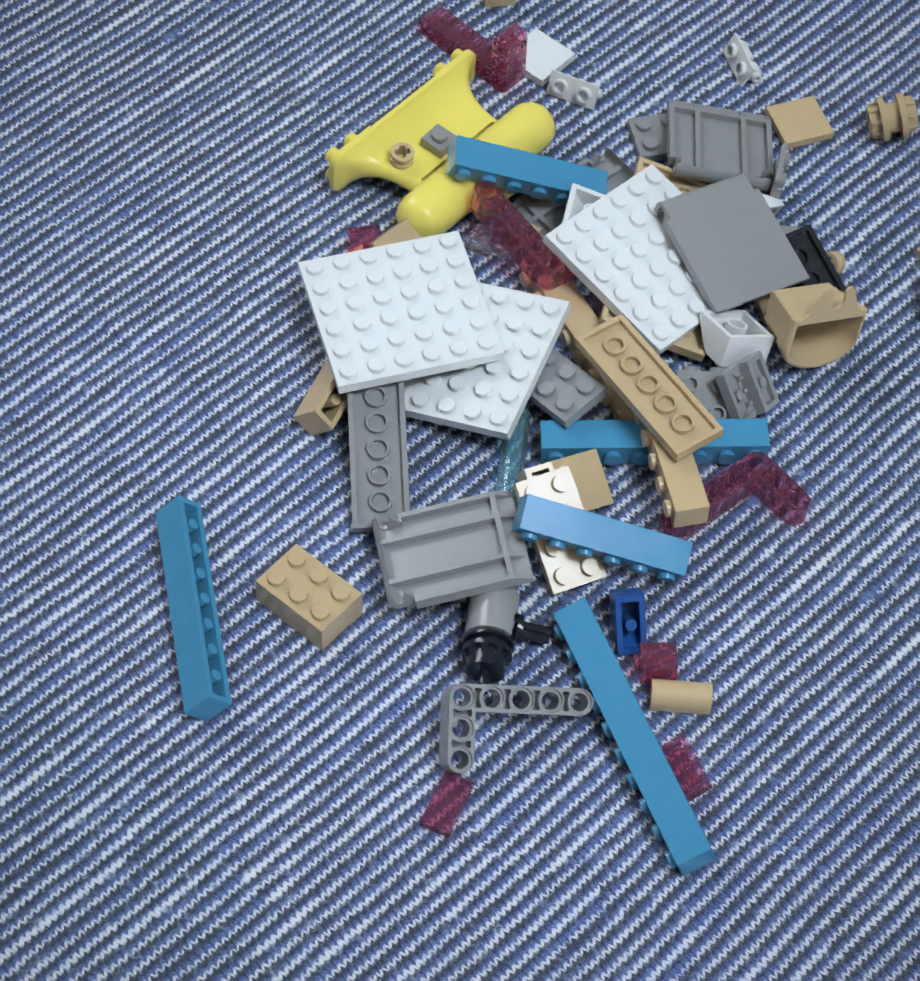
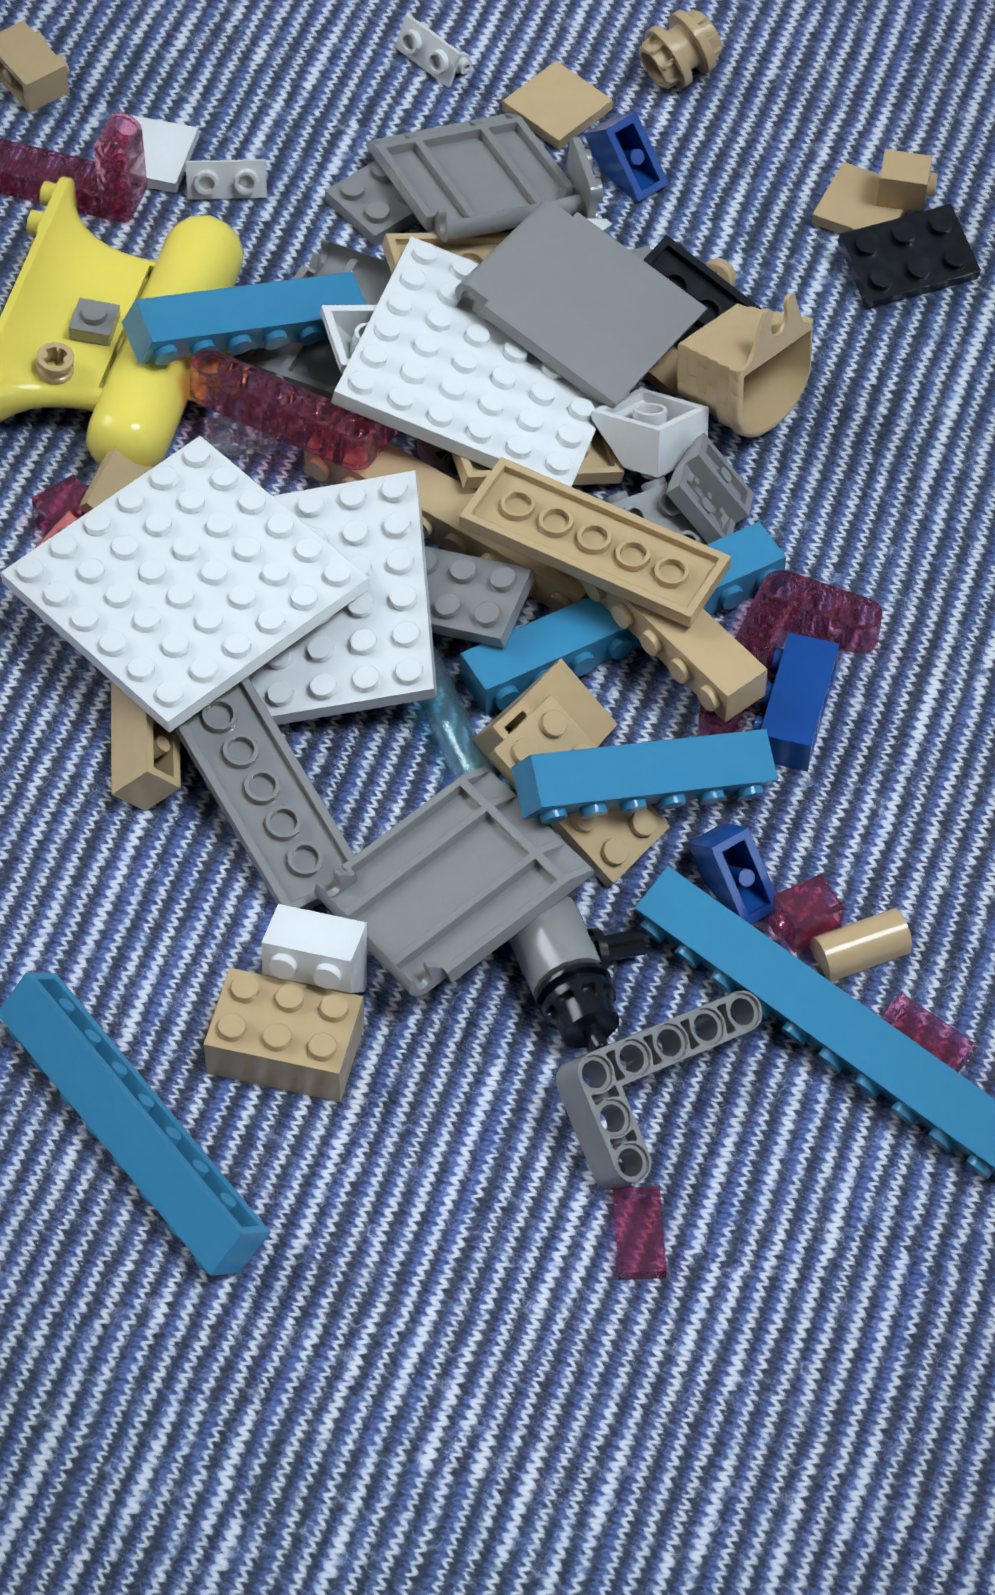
camera: 25 degrees left, 0 degrees up
(349, 555) = (316, 949): none -> white slope
(728, 535) = (797, 698): none -> blue brick
(821, 169) = (627, 156): none -> blue slope

